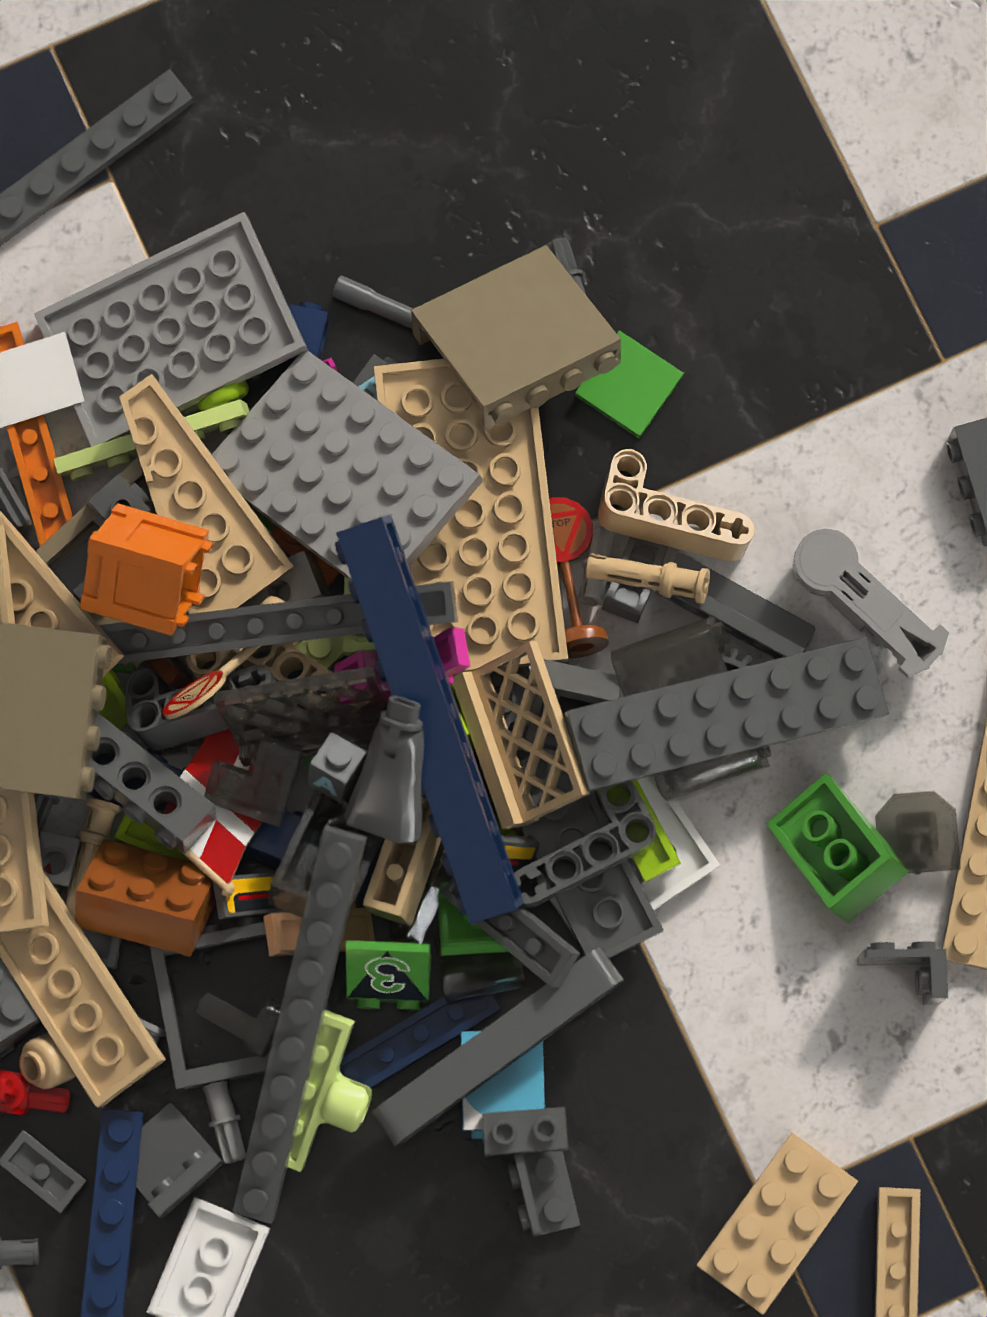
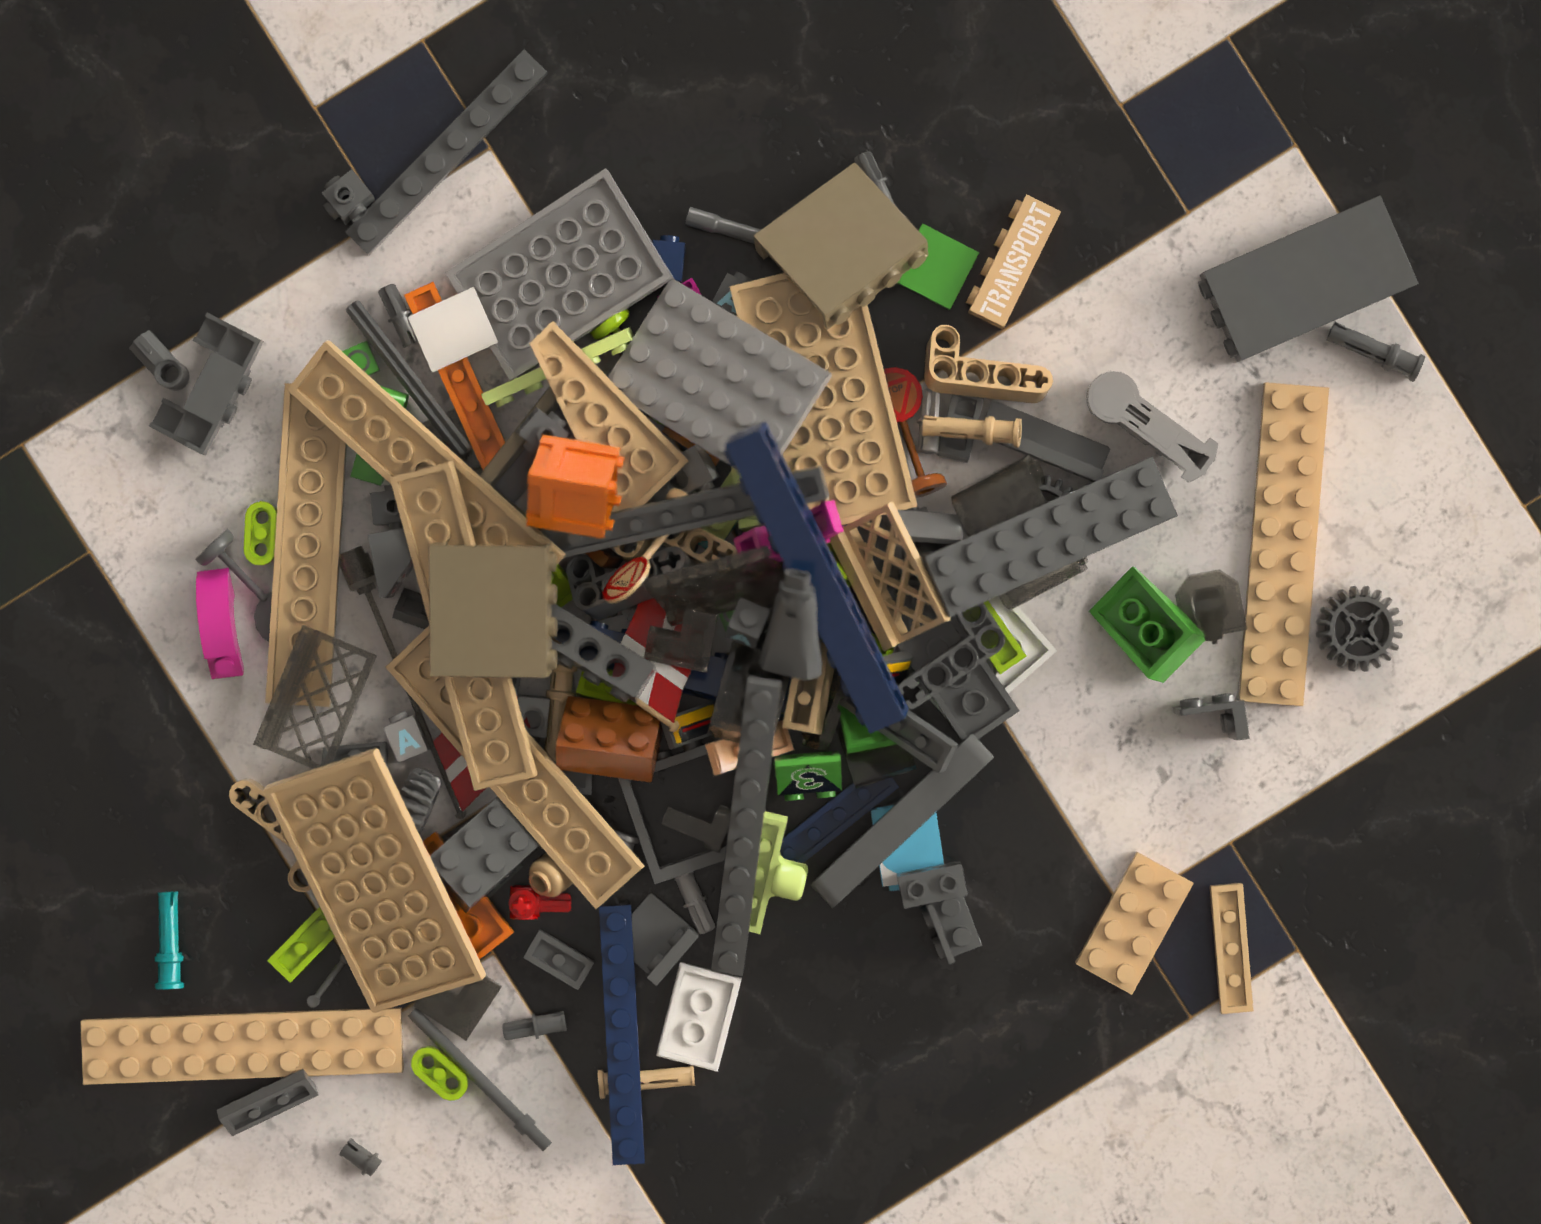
camera: 10 degrees left, 10 degrees up
(724, 388) = (1013, 262): none -> tan brick

